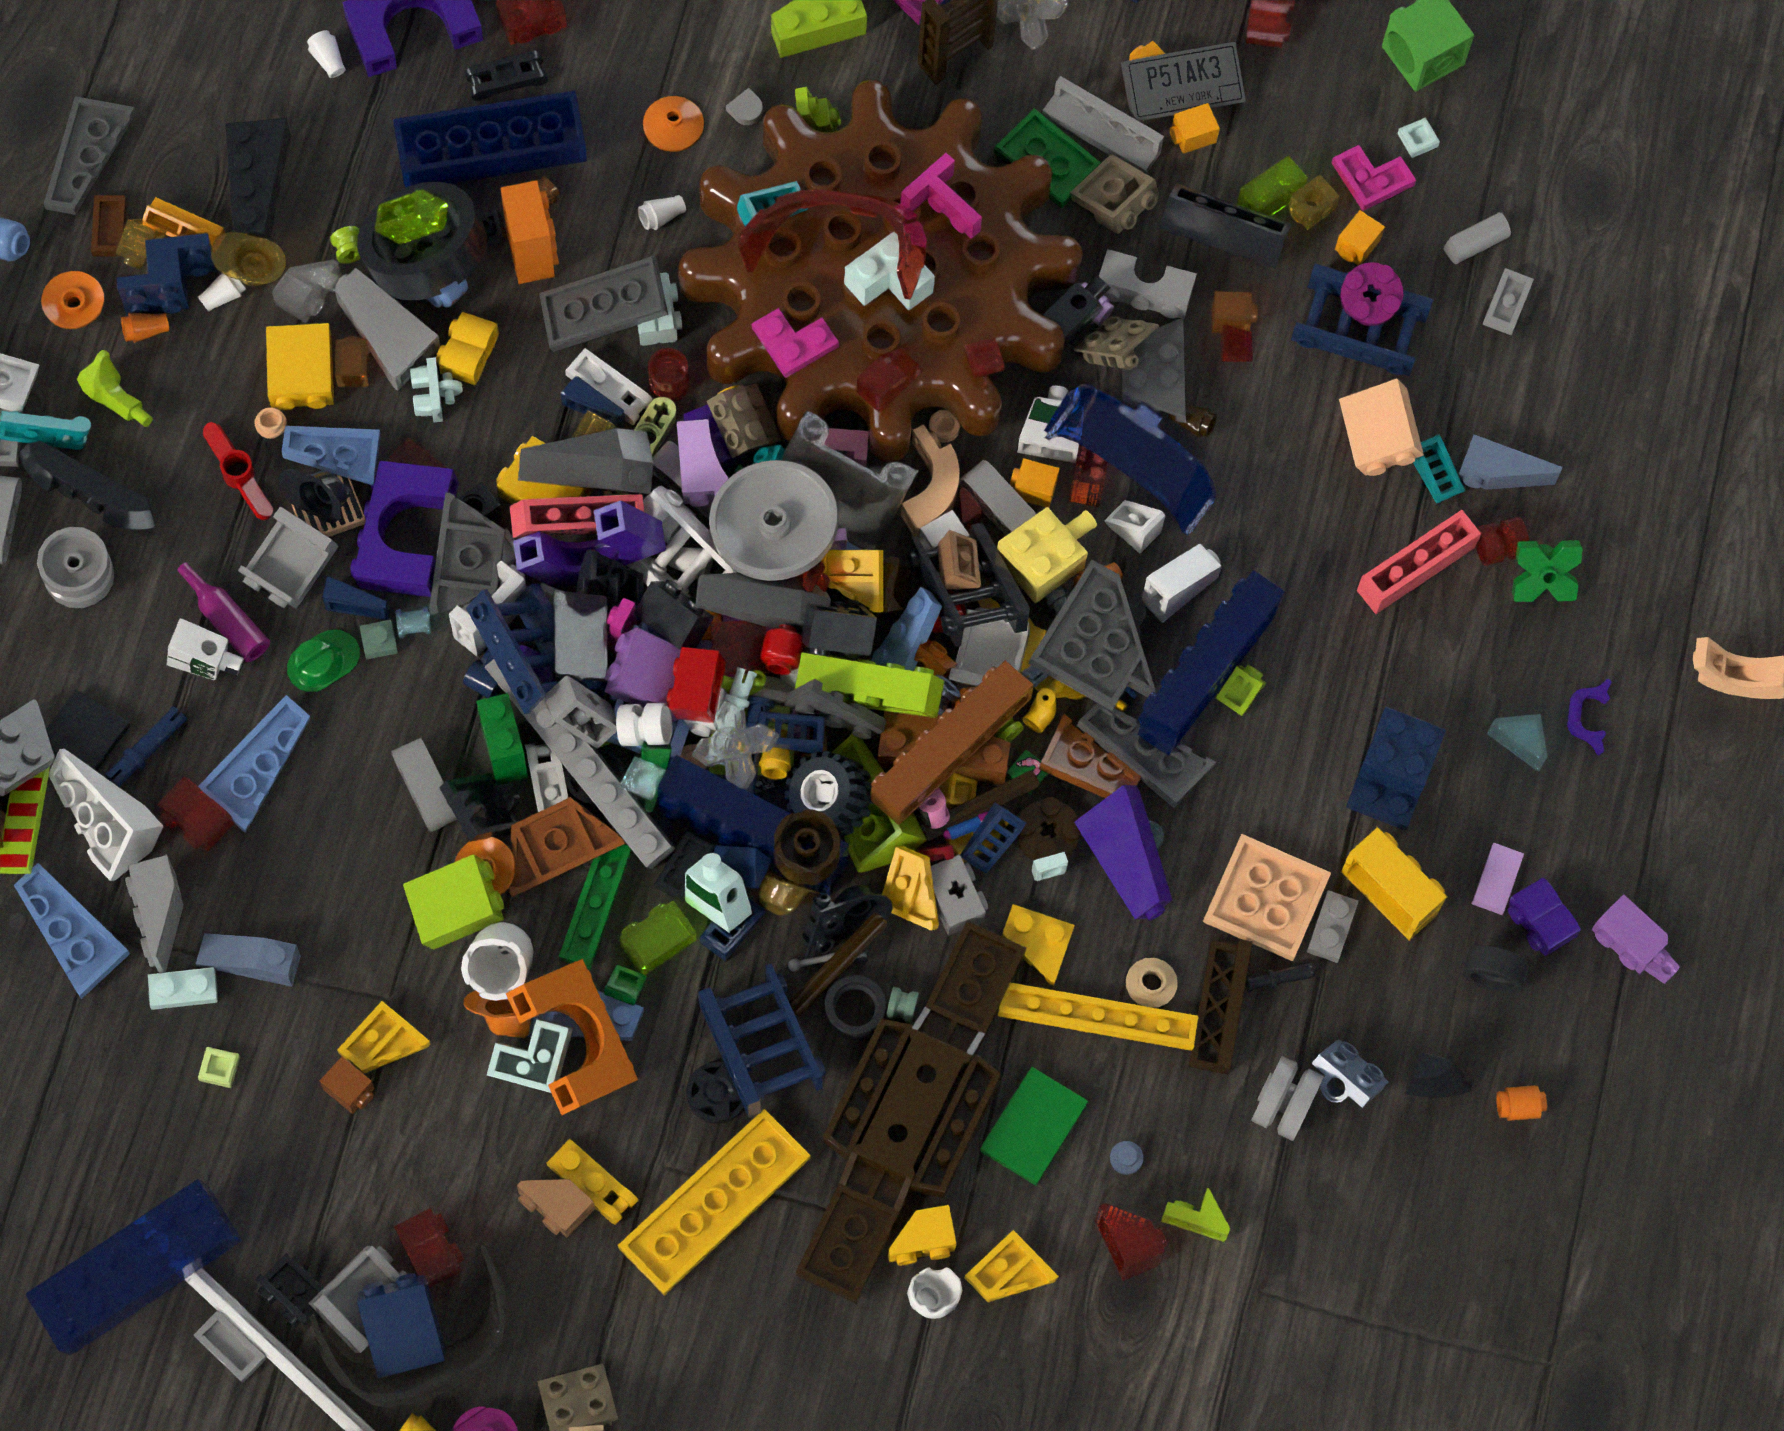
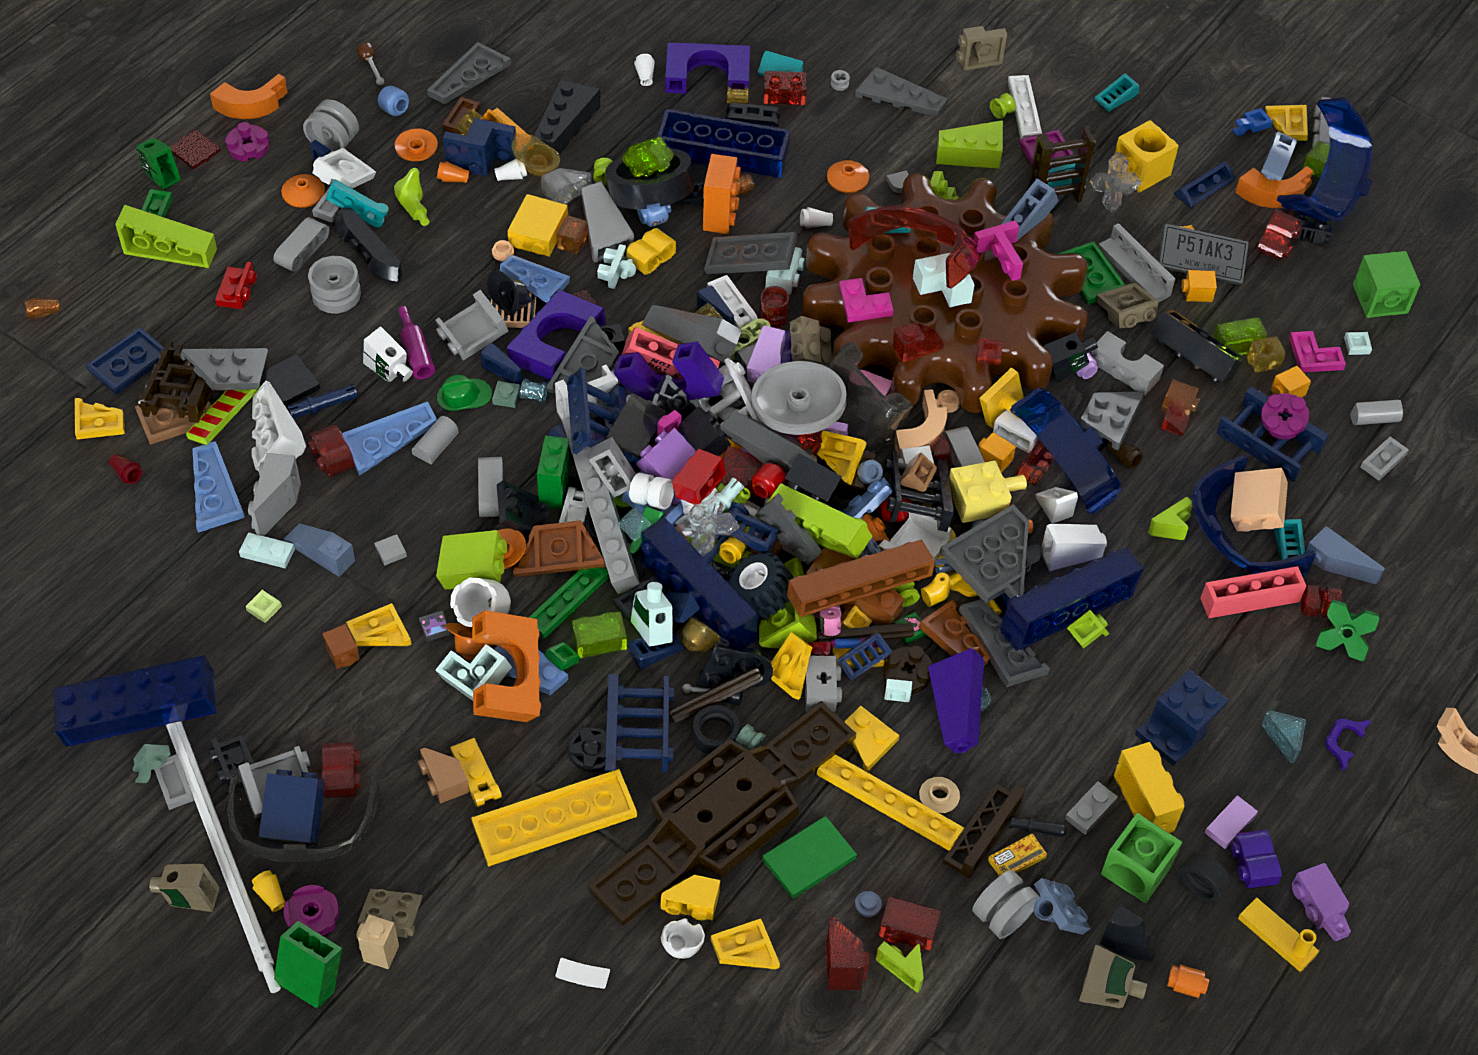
camera: 25 degrees right, 15 degrees down
(193, 1336) = (149, 758): none -> sand green plate
(245, 482) = (467, 276): red piece -> none
(320, 744) = (435, 440): none -> light grey brick
(339, 924) = (390, 549): none -> light grey tile
(446, 1007) = (434, 626): none -> dark grey tile
(472, 51) = (737, 95): none -> clear yellow bush
(798, 831) = (724, 599): dark brown brick -> none
(835, 1380) = (582, 973): none -> white sticker
(901, 586) = (869, 471): none -> sand blue tile
(950, 119) = (1032, 207): none -> sand blue slope
(1019, 406) = (1001, 397): none -> yellow tile
(1114, 342) = (1087, 389): dark tan hinge -> none
(1184, 1165) = (909, 923): none -> clear red piece
(1267, 897) = (1050, 769): light nougat plate -> none
(1272, 1026) = (1018, 856): none -> tile
(1285, 500) = (1172, 521): none -> lime slope
(1343, 492) = (1204, 505): none -> clear blue piece
(1418, 976) = (1141, 858): none -> bright green brick
(1435, 1138) = (1110, 980): none -> dark tan torso
(1600, 1000) = (1279, 935): none -> yellow piece

